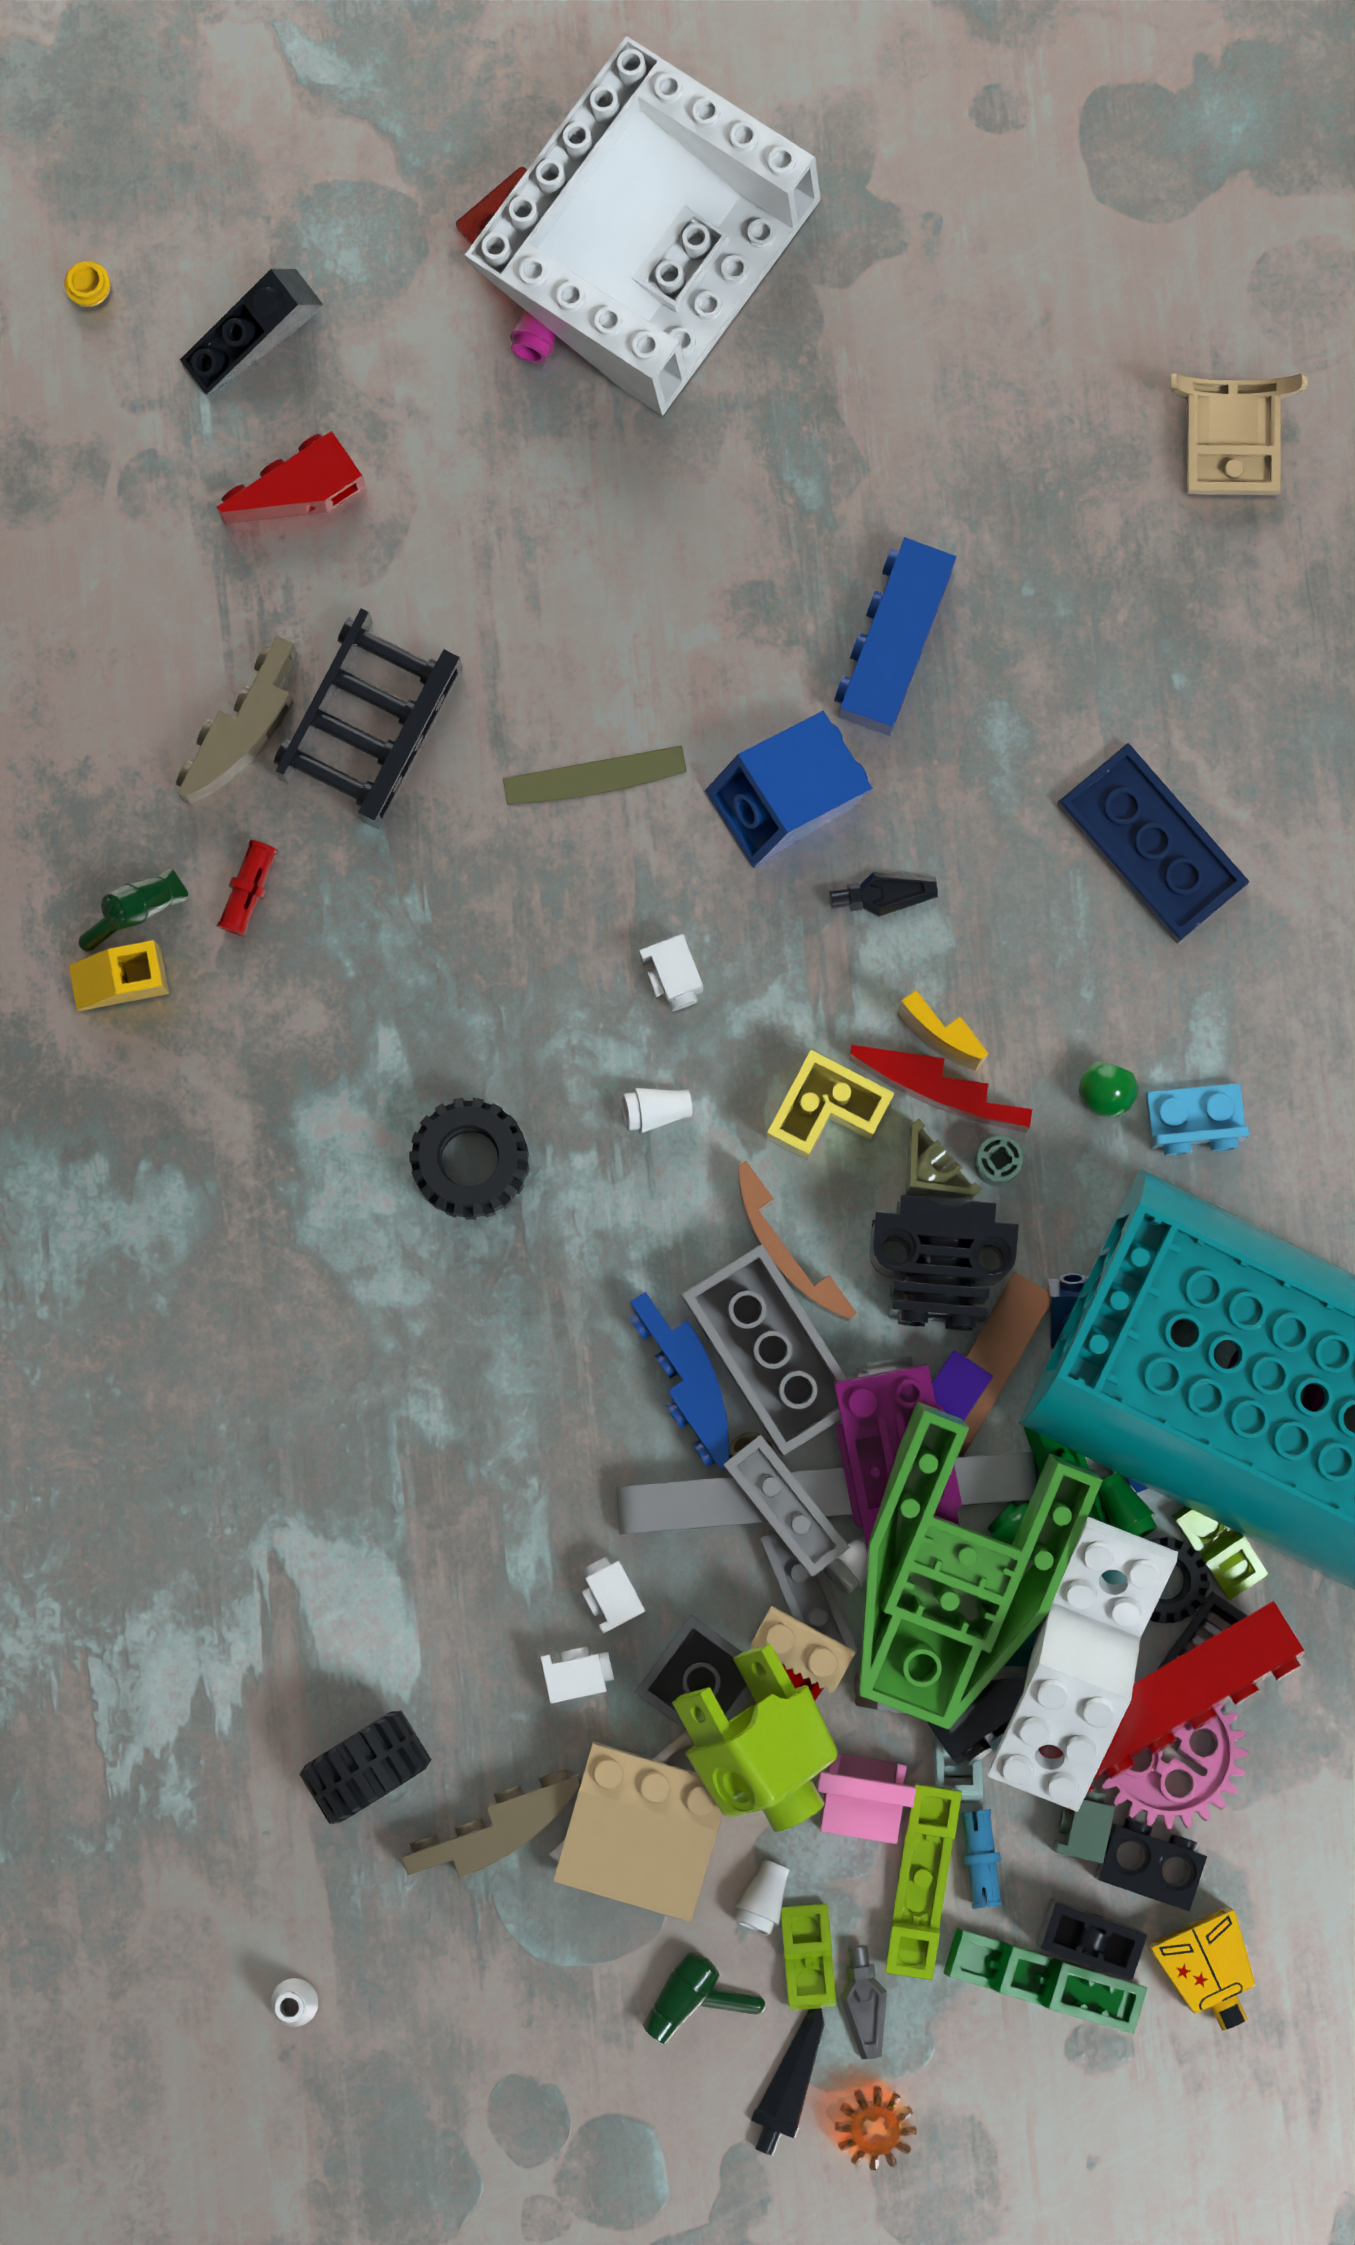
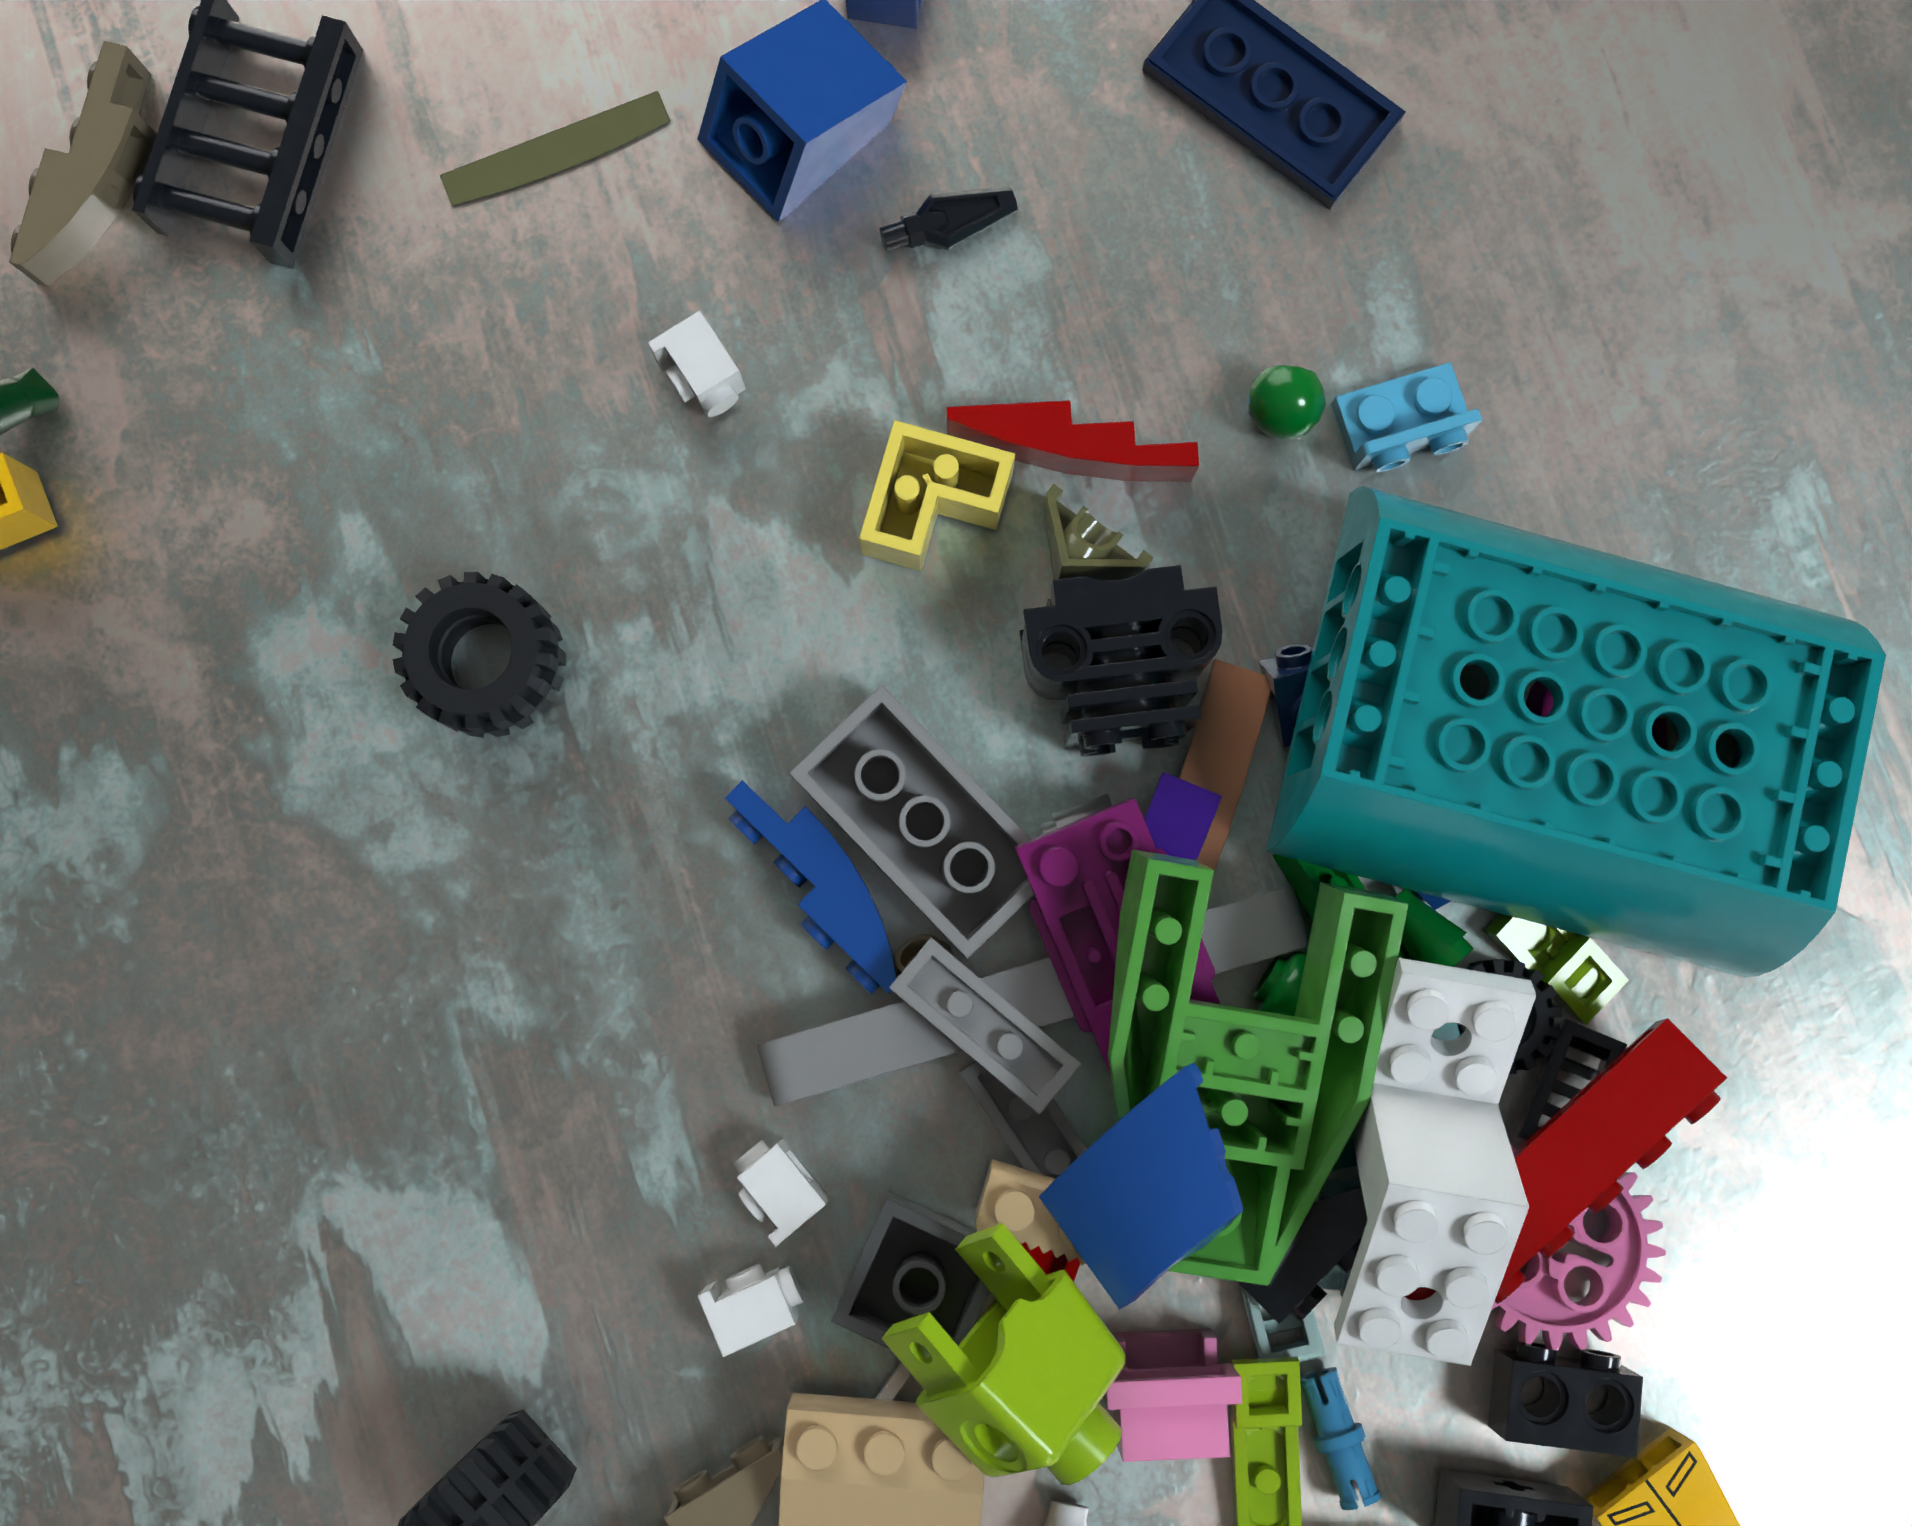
camera: 15 degrees left, 0 degrees up
(247, 888) = (140, 333): red pin -> none
(653, 1108) = (709, 544): white cone -> none
(825, 1293) = (977, 737): nougat slope -> none
(850, 1568) = (1089, 1087): white cone -> none
(875, 1639) = (1147, 1190): none -> blue slope
(953, 1042) = (1075, 374): yellow slope -> none
(995, 1167) = (1164, 532): sand green wheel -> none
(1087, 1829) = (1473, 1388): sand green brick -> none

